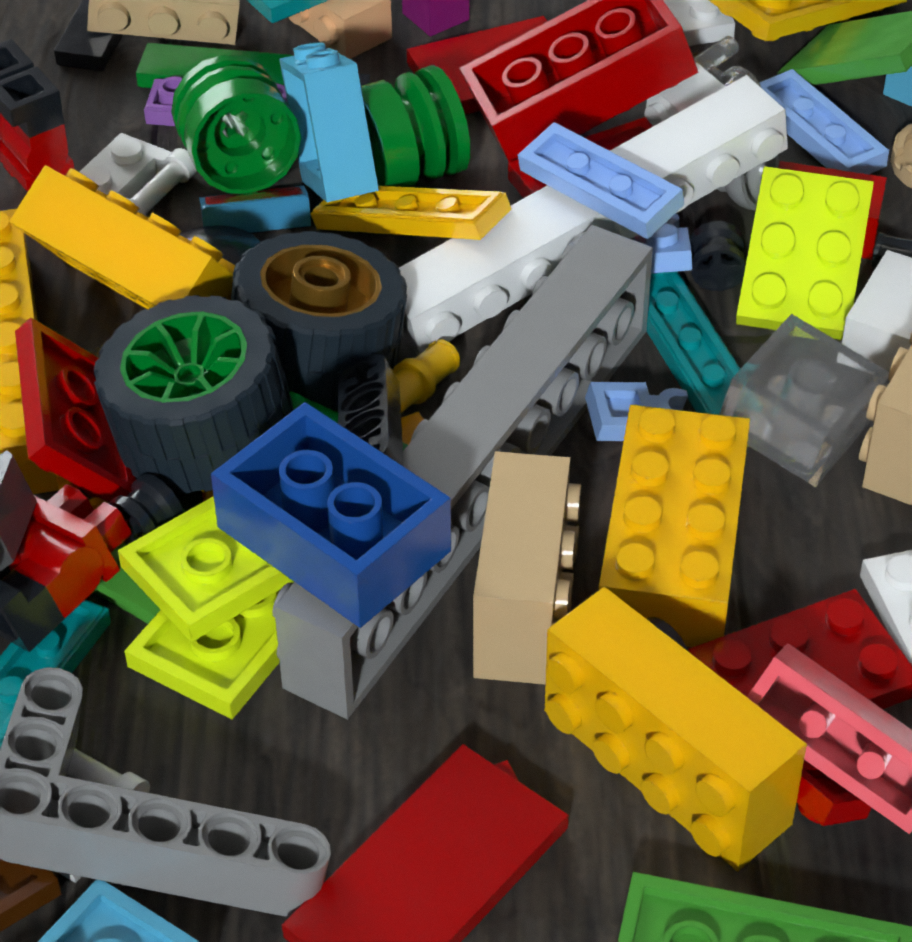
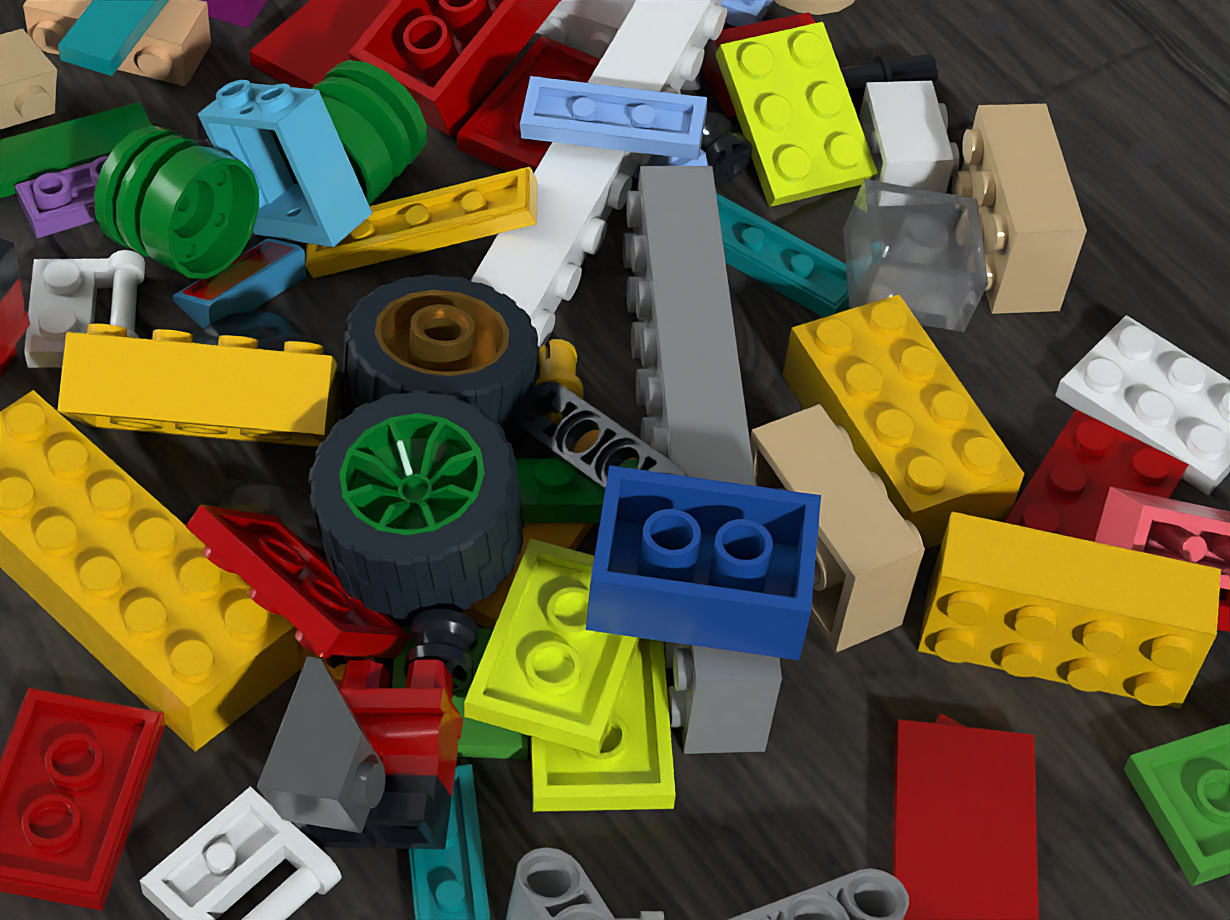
camera: 40 degrees left, 5 degrees up
(610, 404) = (765, 332): light blue plate -> none

